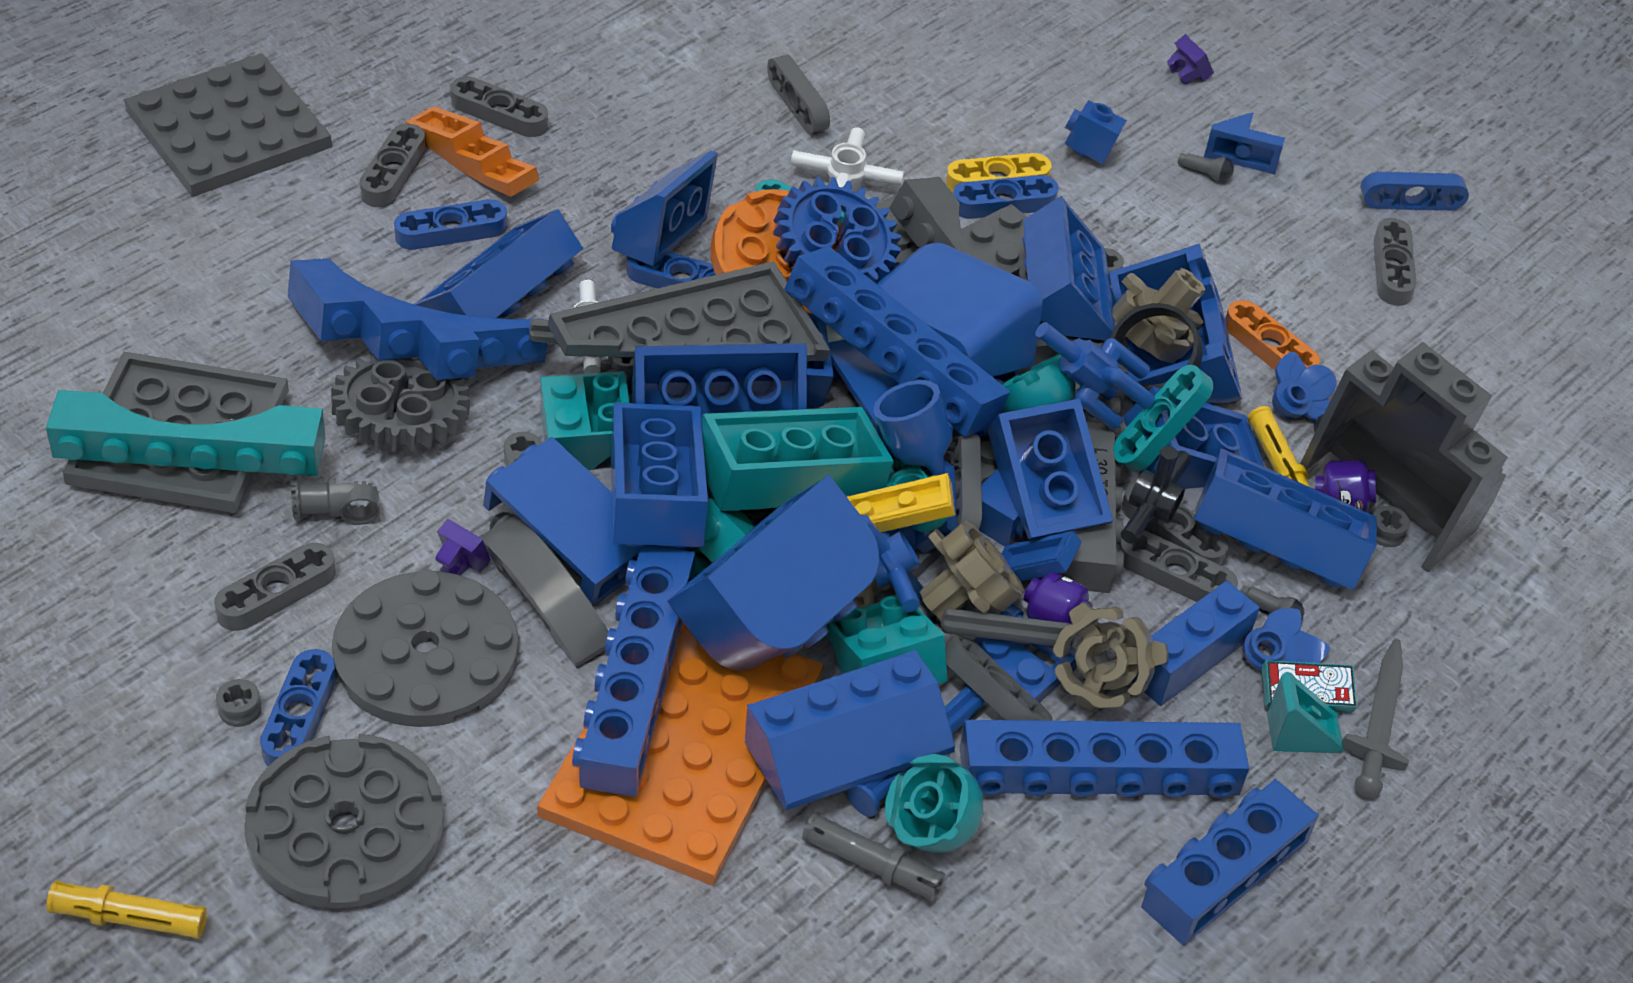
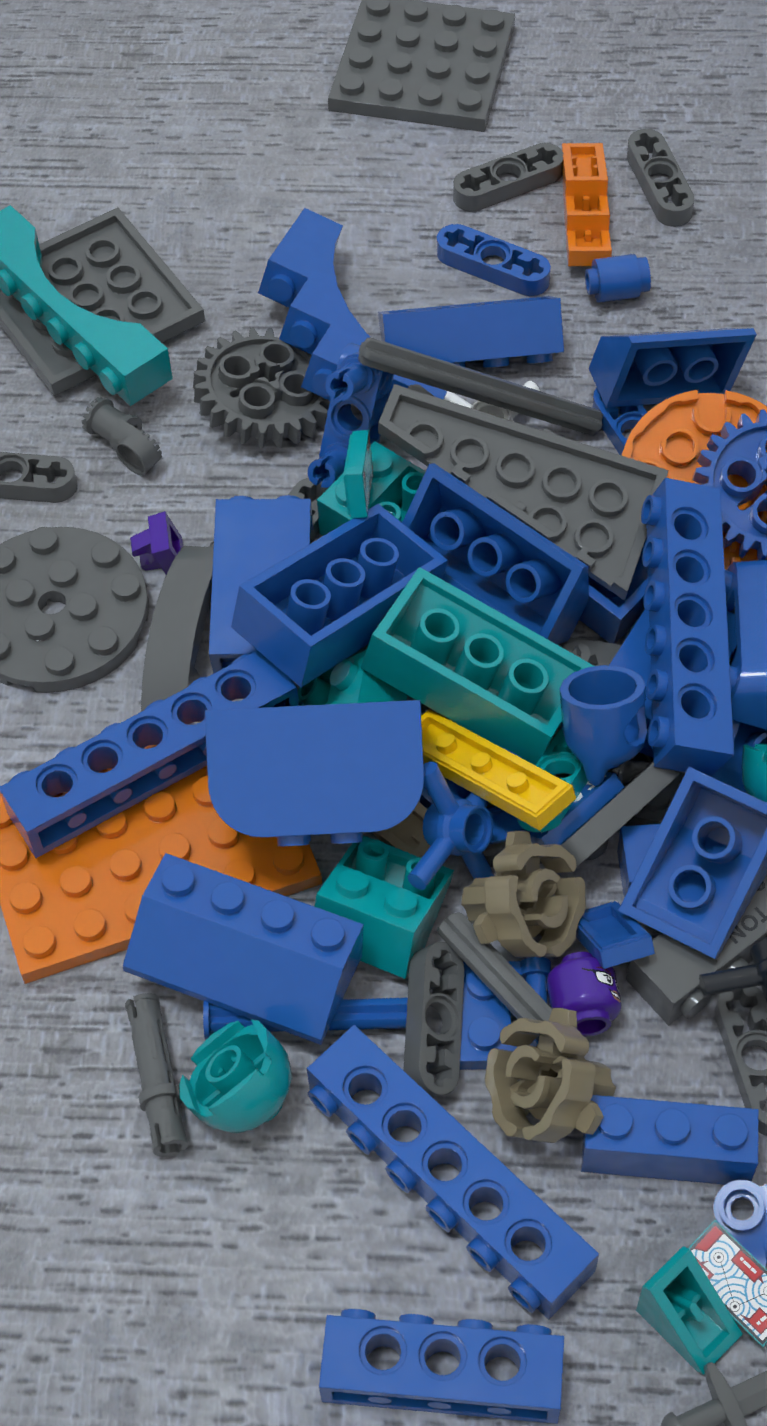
camera: 55 degrees right, 10 degrees up
(510, 396) = (348, 385): none -> blue piece
(556, 183) = (618, 277): none -> blue brick
(574, 293) = (479, 386): none -> dark grey axle
(584, 389) = (358, 474): none -> teal tile

